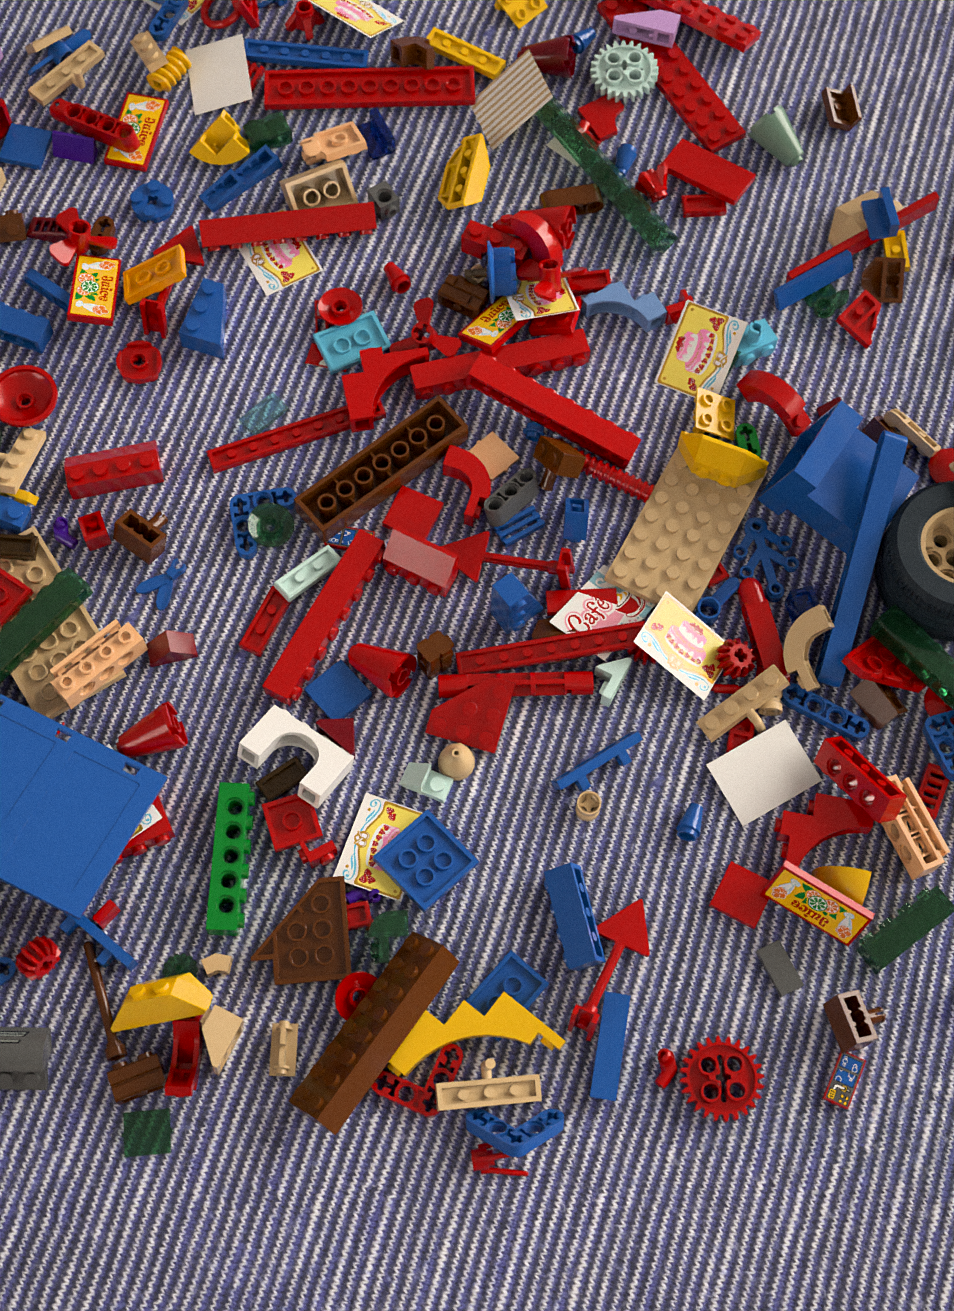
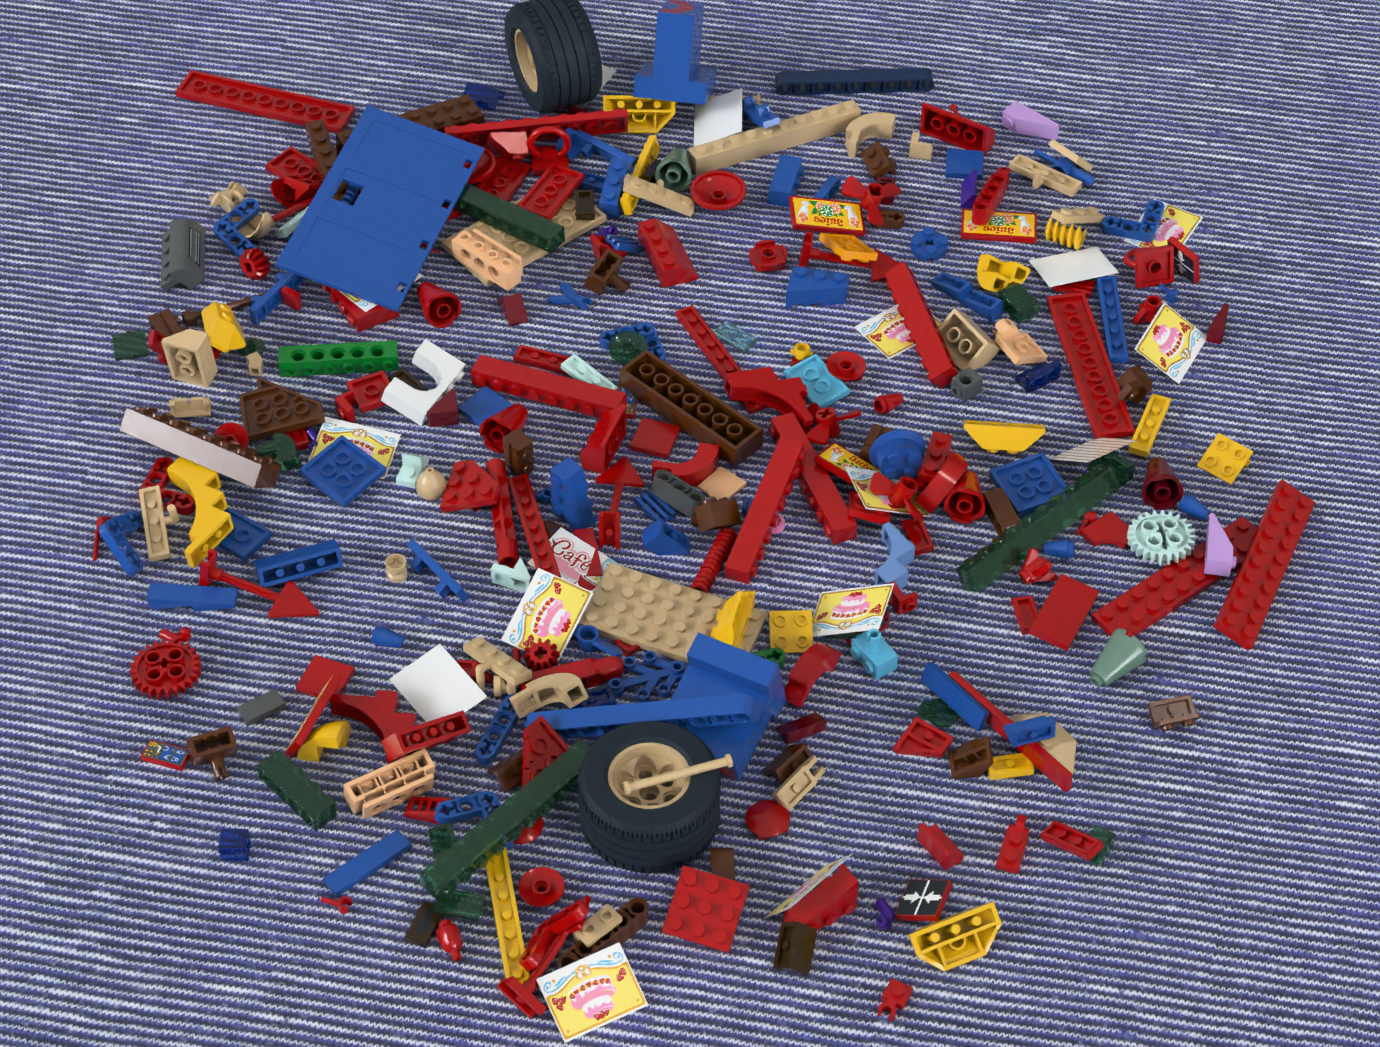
camera: 85 degrees right, 20 degrees down
(89, 504) = (624, 243): none -> blue tile
(301, 345) = (801, 351): none -> yellow plate
(488, 641) = (544, 496): none -> blue hand
(531, 169) = (1028, 482): none -> blue plate

